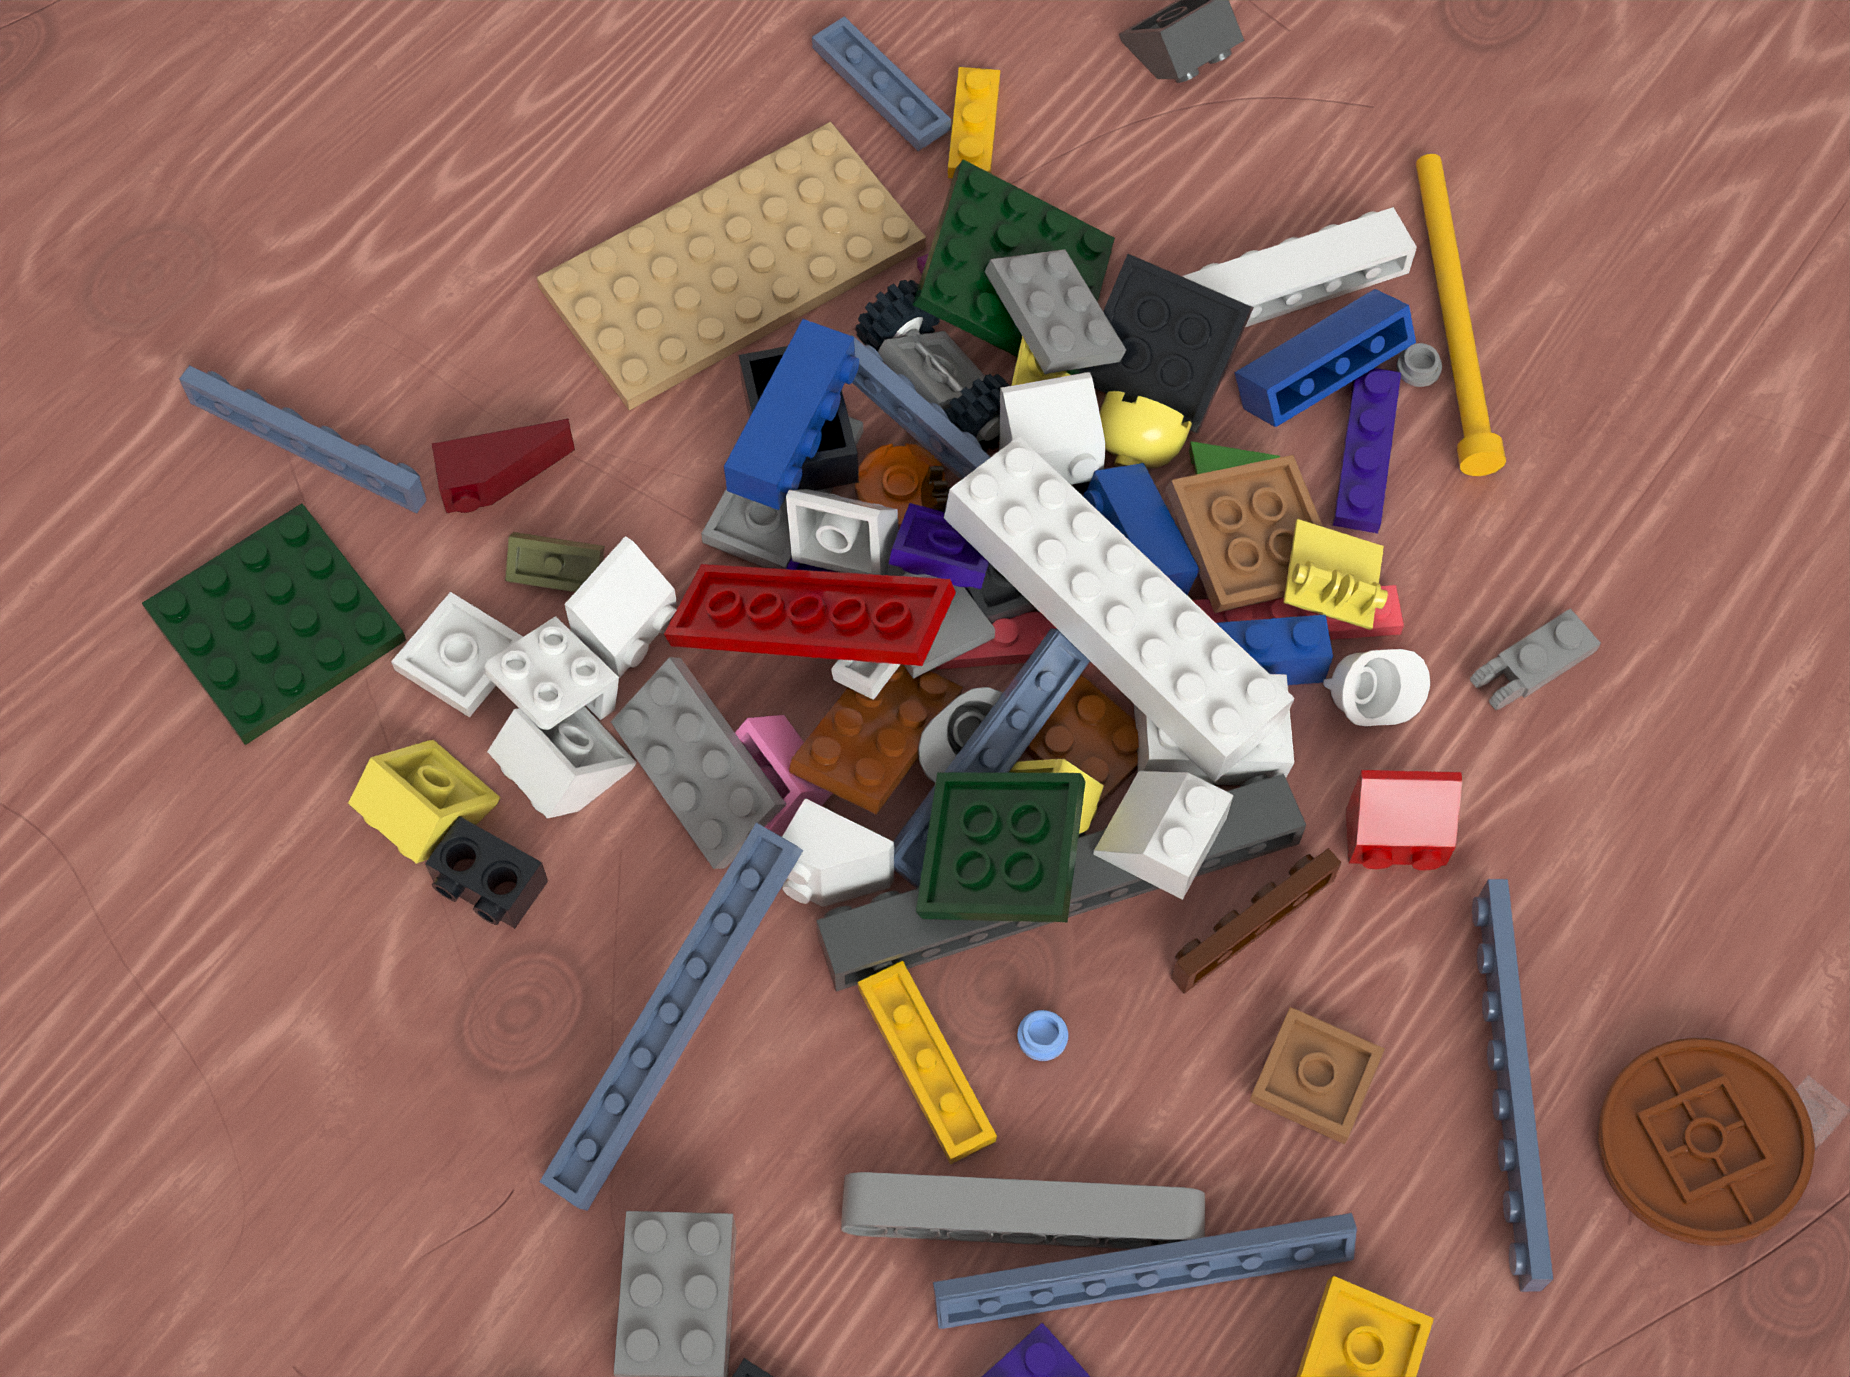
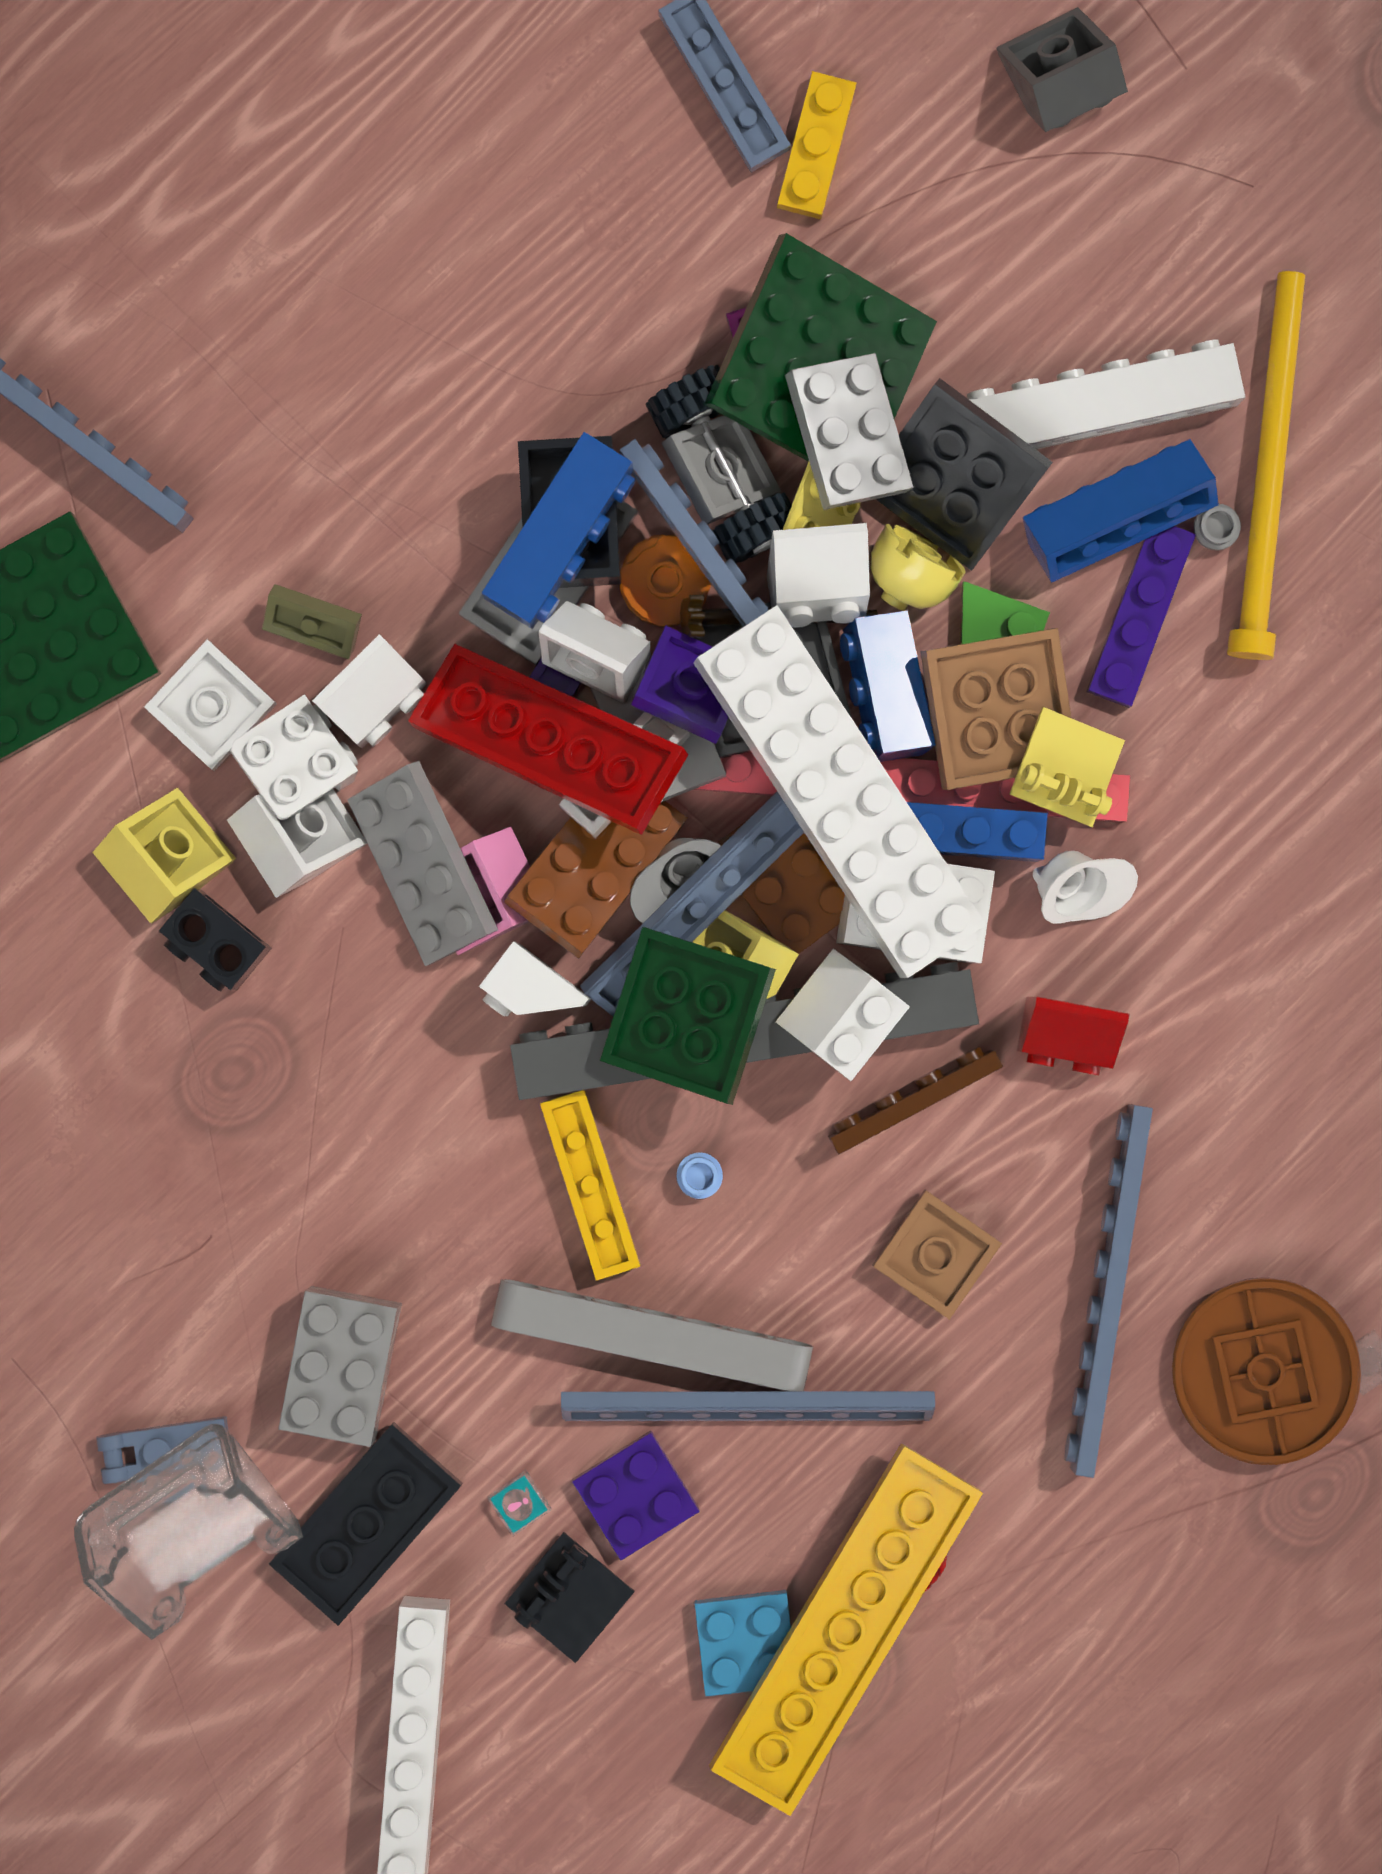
camera: 10 degrees right, 25 degrees up
(492, 465) = (256, 501): dark red slope -> none
(671, 1017) = (368, 1119): sand blue plate -> none
(730, 264) = (534, 284): tan plate -> none
(1538, 658) = (1250, 873): light grey hinge -> none

